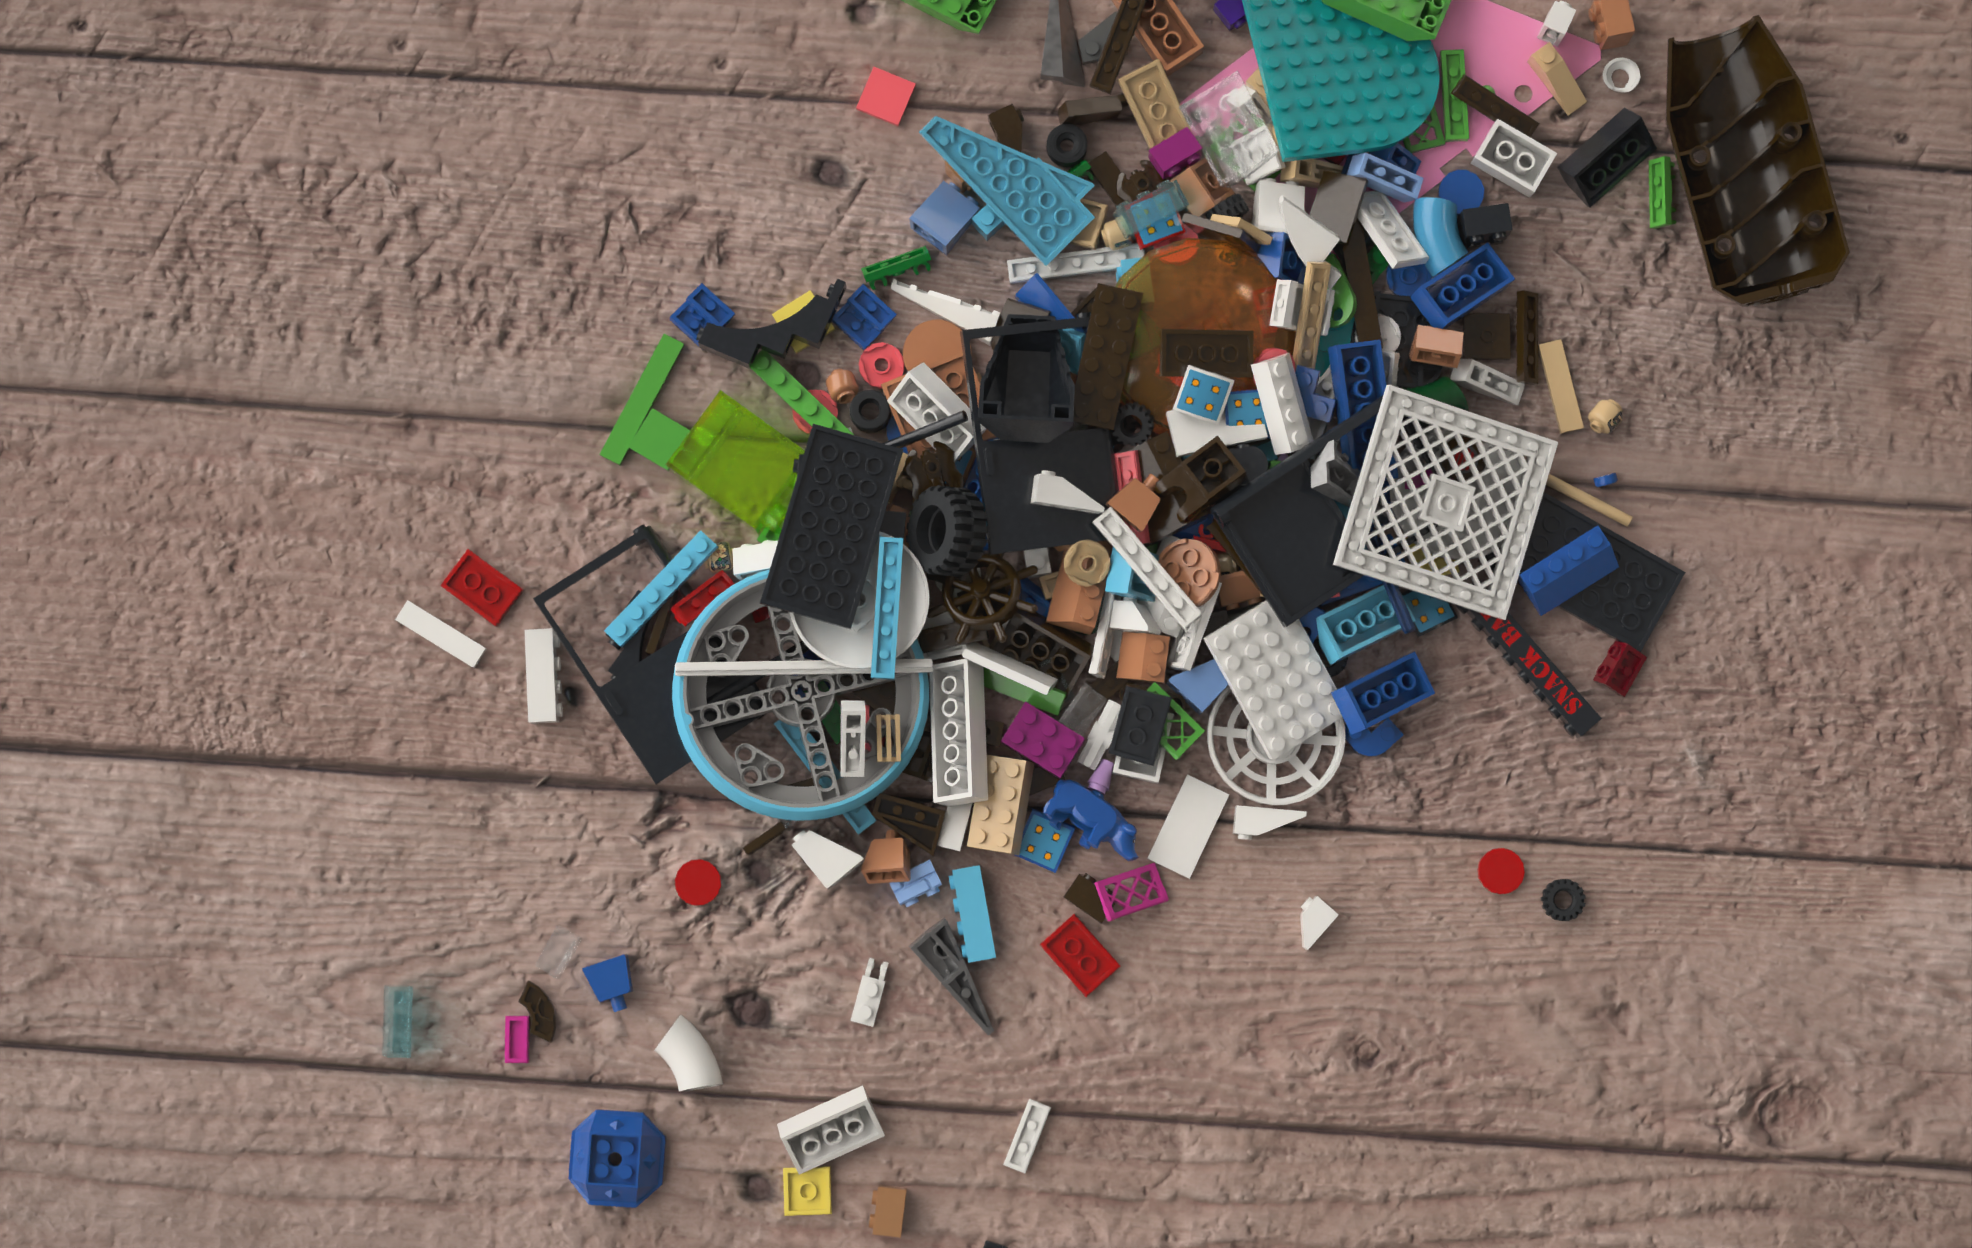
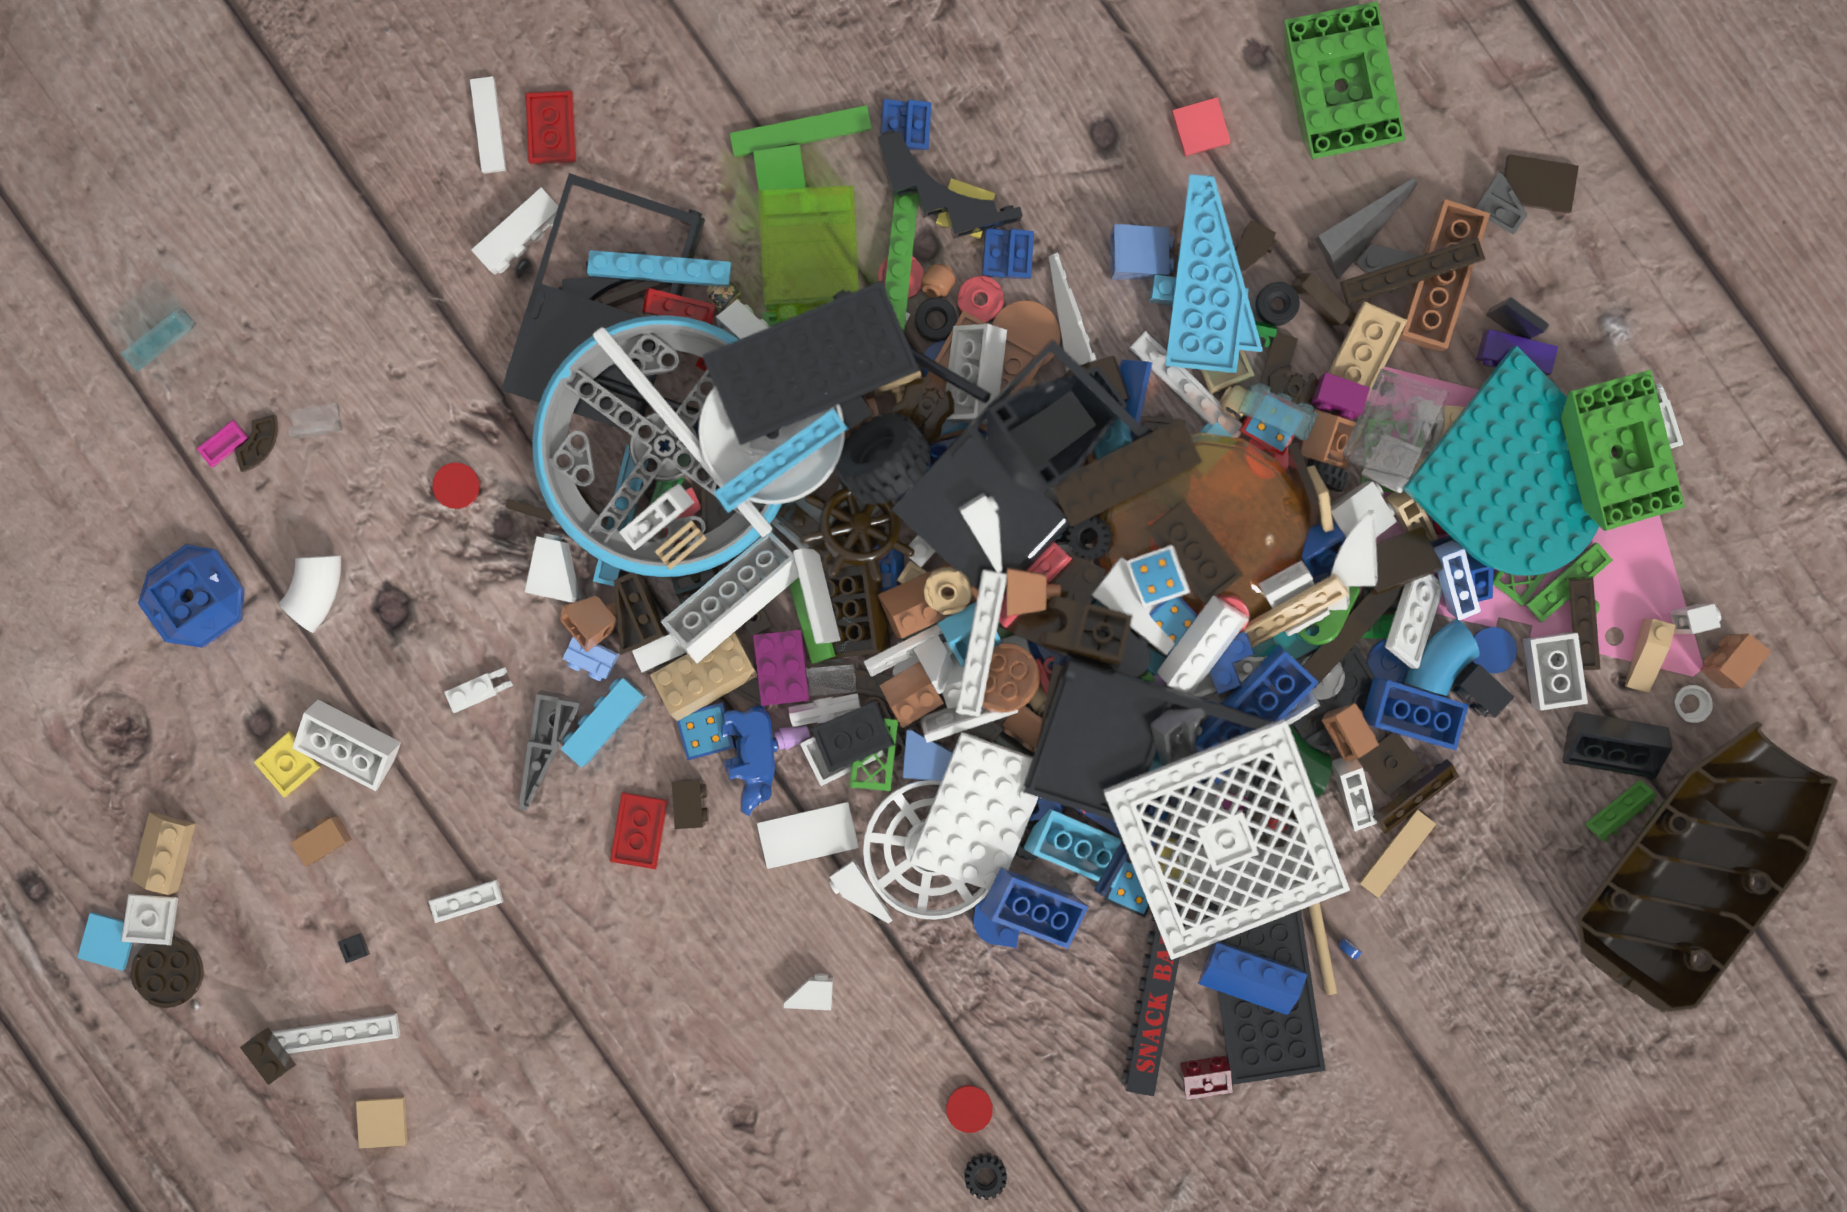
camera: 50 degrees right, 5 degrees up
(611, 980) = (324, 479): blue torso -> none
(896, 266) = (1069, 246): green plate -> none
(1107, 899) = (742, 845): dark pink window -> none
(1605, 416) = (1401, 909): tan head -> none

